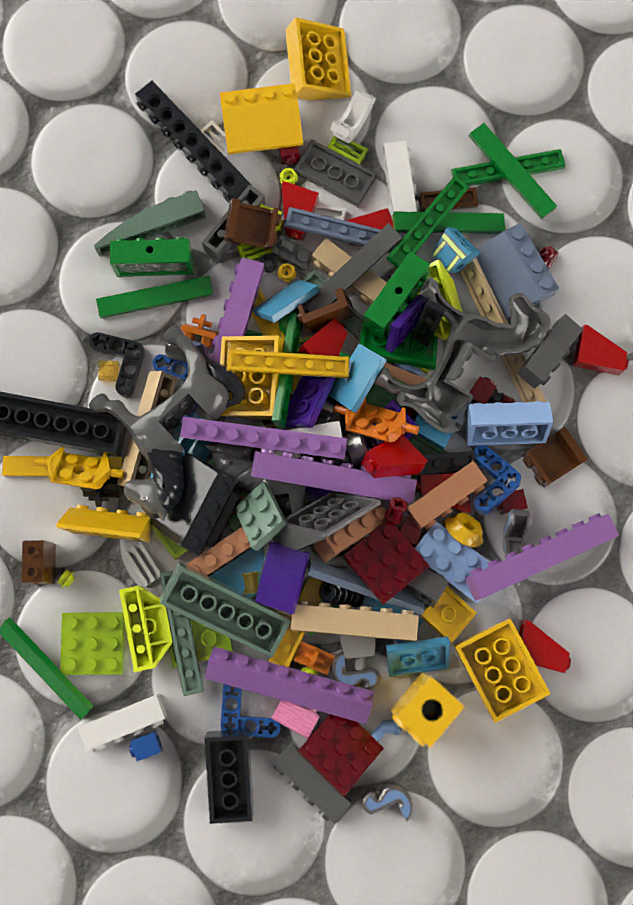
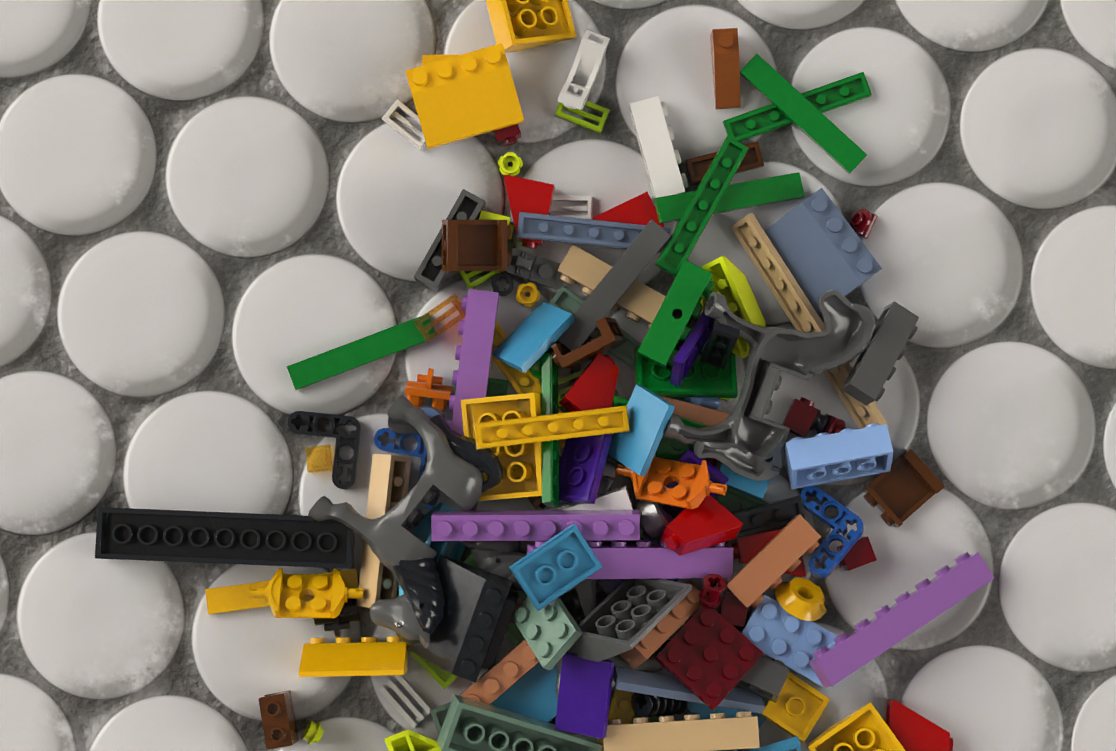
camera: 10 degrees left, 5 degrees up
(151, 257) = (333, 309): green brick -> none
(153, 95) = (314, 76): black brick -> none
(156, 220) = (347, 249): sand green slope -> none
(215, 273) = (457, 307): none -> clear orange tile
(250, 582) = (545, 704): clear yellow bush -> none
(274, 469) = (555, 567): none -> dark azure tile
(335, 173) = (570, 148): dark grey tile -> none
(454, 250) = (741, 237): dark azure torso -> none
(459, 130) = (726, 68): none -> dark orange slope
(515, 530) = (865, 591): flat silver animal -> none
(599, 353) = (944, 344): red slope -> none

